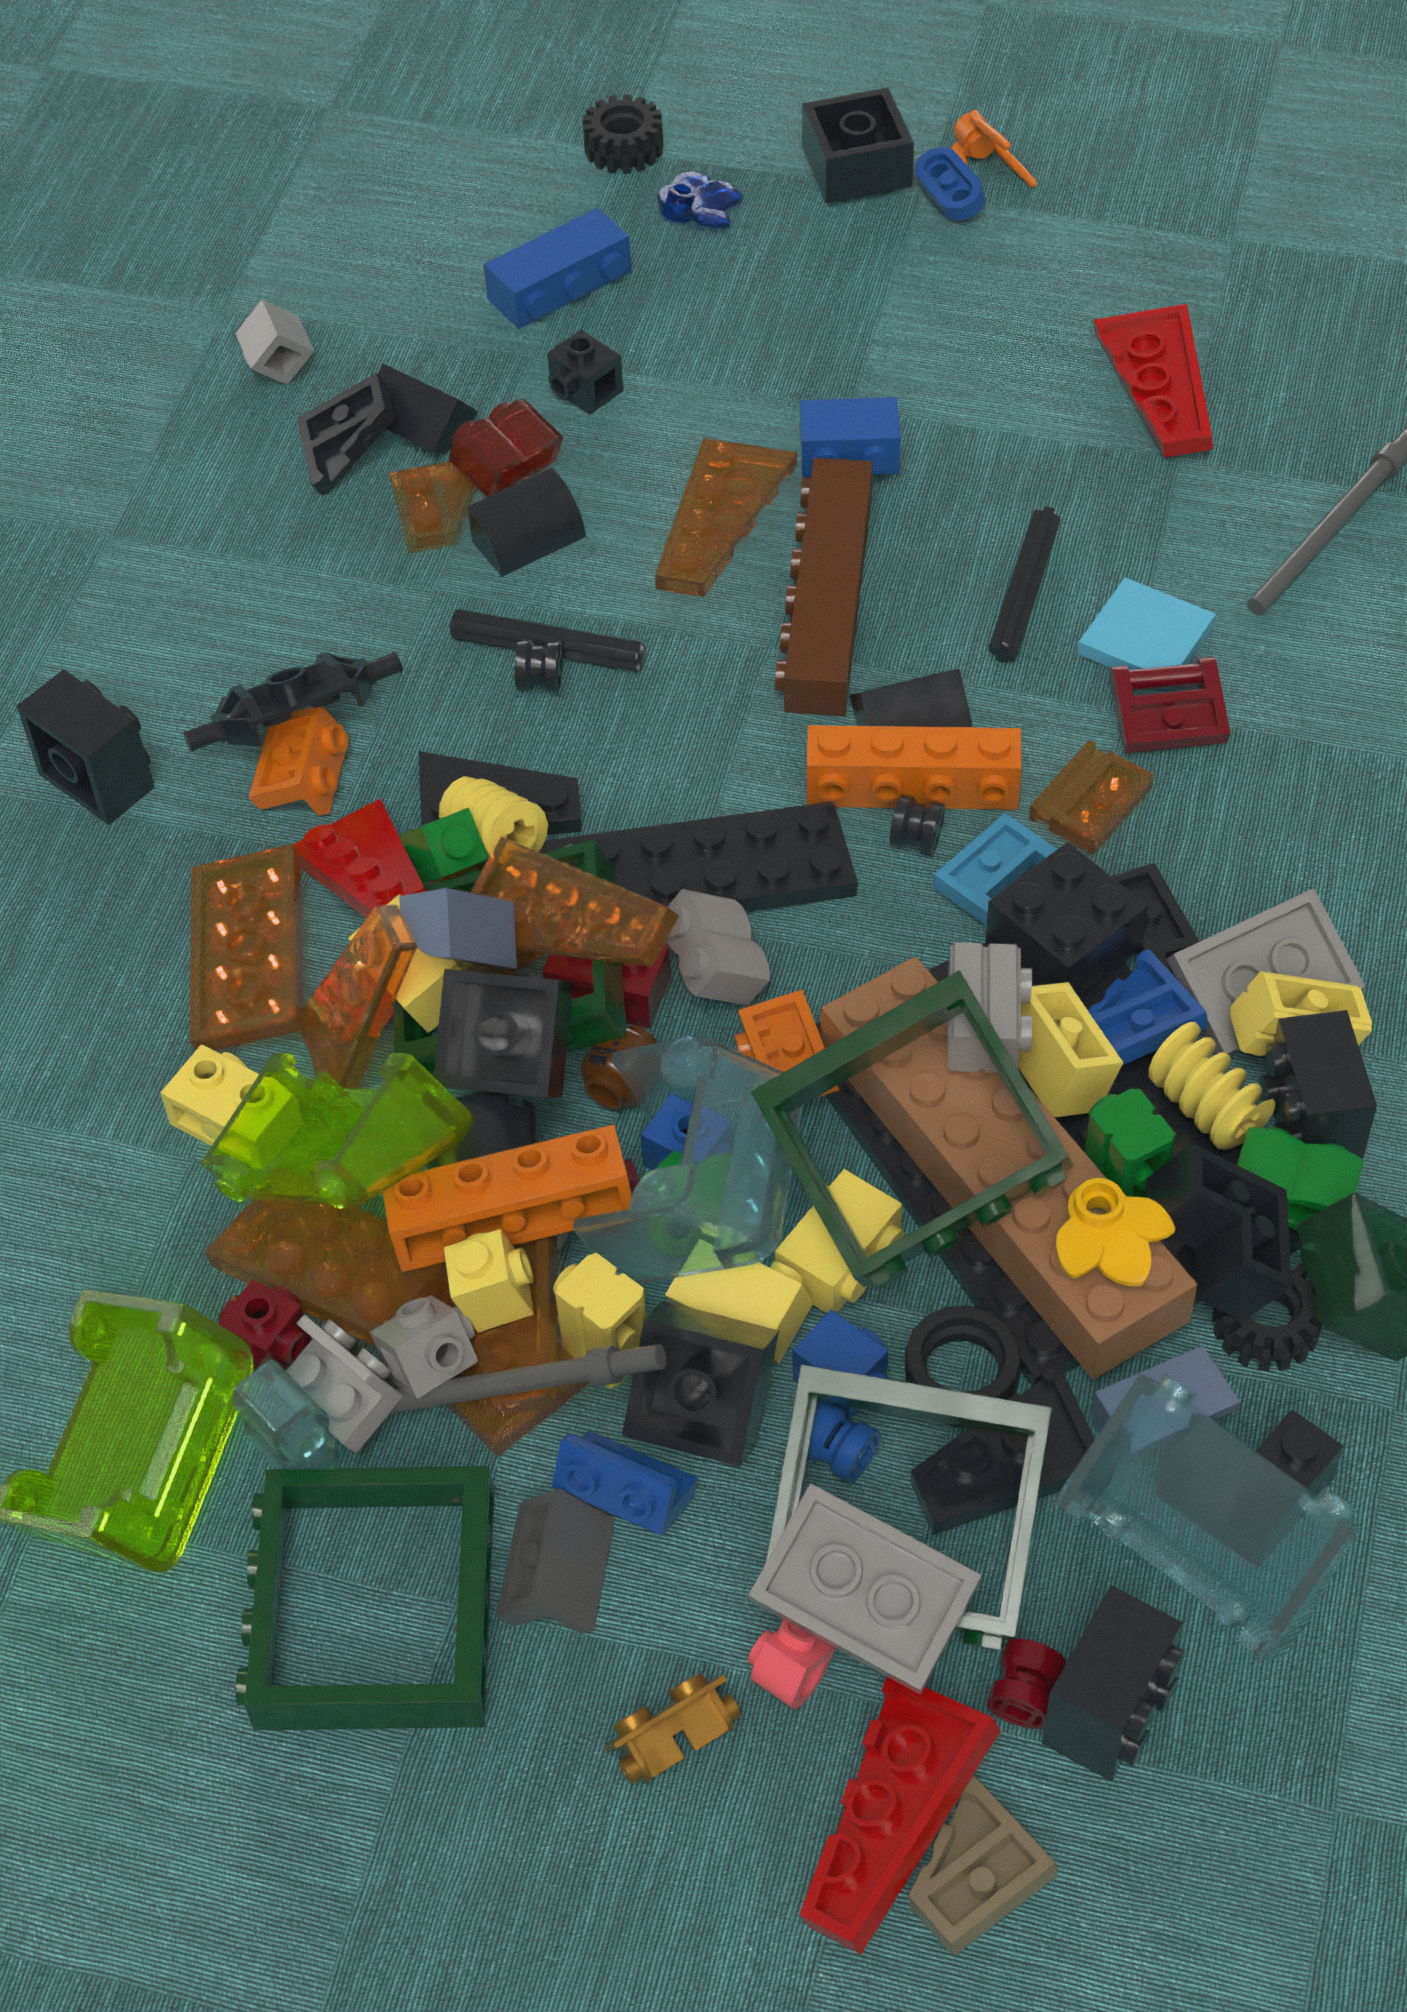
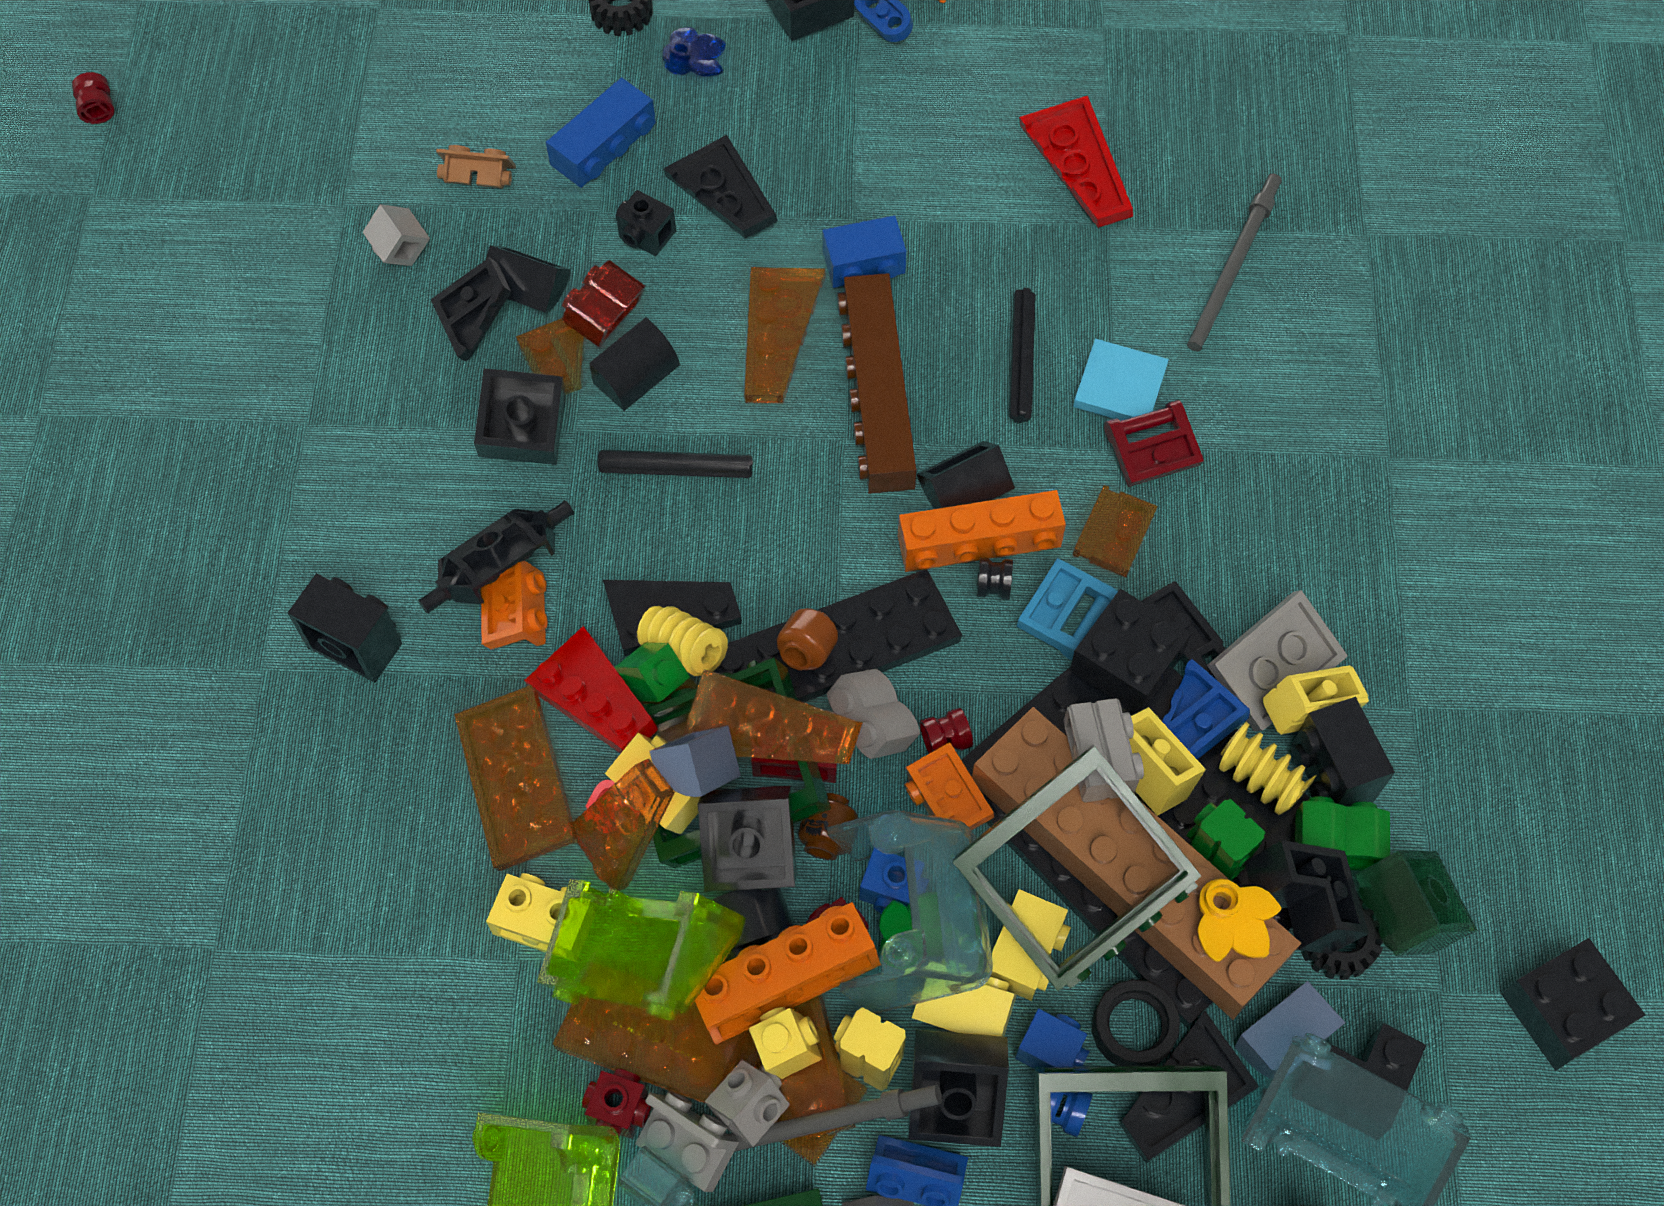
camera: 15 degrees left, 10 degrees up
(365, 553) = (519, 416): none -> black brick
(413, 286) = (460, 164): none -> medium nougat hinge
(538, 665) = (676, 489): black wheel -> none
(649, 841) = (807, 639): none -> dark orange head
(694, 347) = (723, 186): none -> black wing
(814, 980) = (951, 728): none -> dark red wheel

